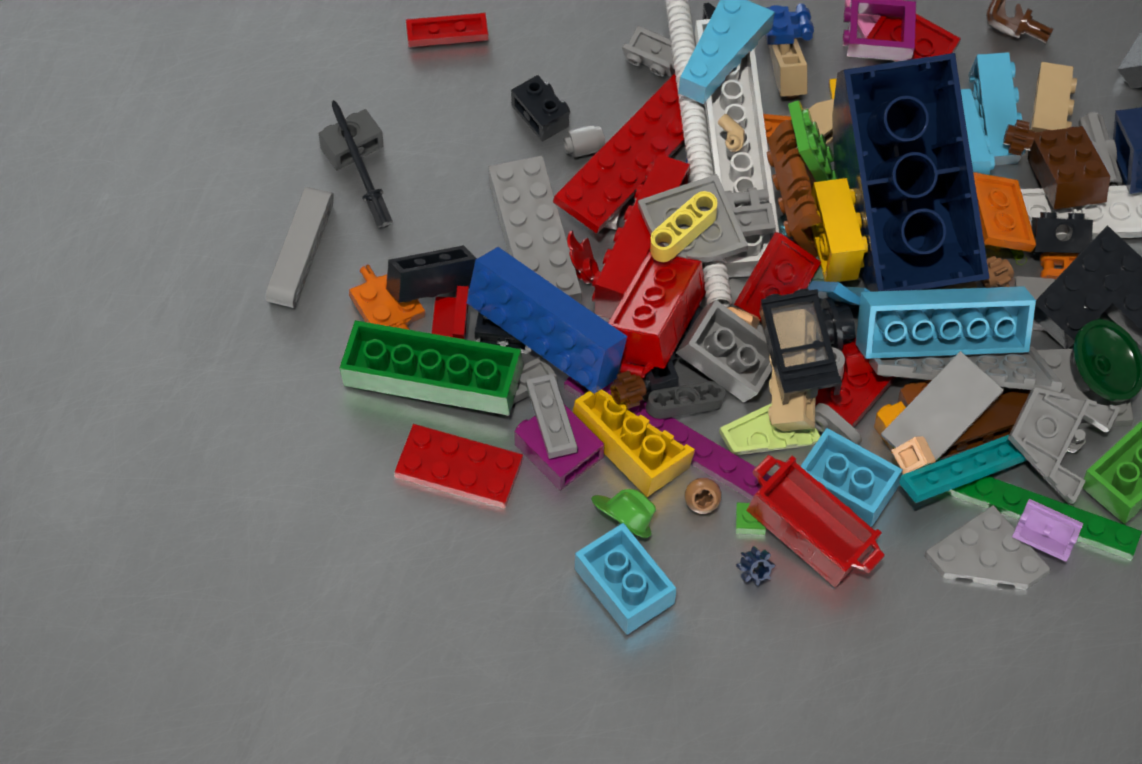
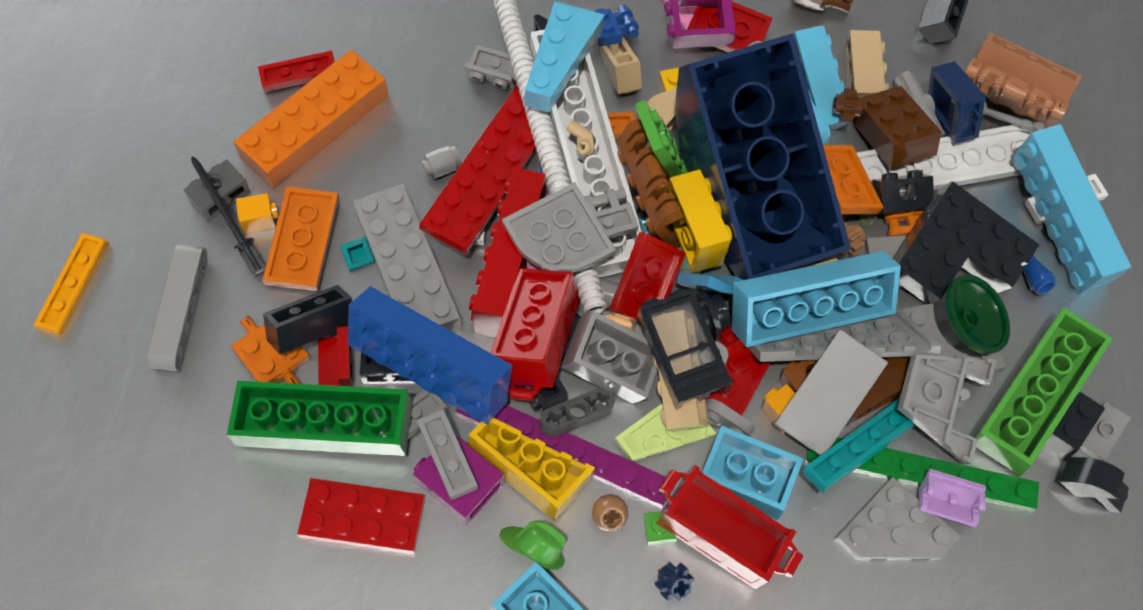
camera: 10 degrees left, 5 degrees up
(195, 211) = (71, 284): none -> light orange tile
(389, 167) = (256, 213): none -> light orange brick
(431, 197) = (301, 239): none -> orange plate
(456, 79) = (311, 118): none -> orange brick
(485, 220) = (357, 253): none -> teal slope
(540, 107) = (395, 134): black brick -> none
(582, 258) = (455, 280): red plate -> none
(628, 389) = (520, 415): reddish brown gear -> none
(686, 214) = (555, 229): light yellow beam -> none
(913, 454) = (811, 442): light nougat slope -> none

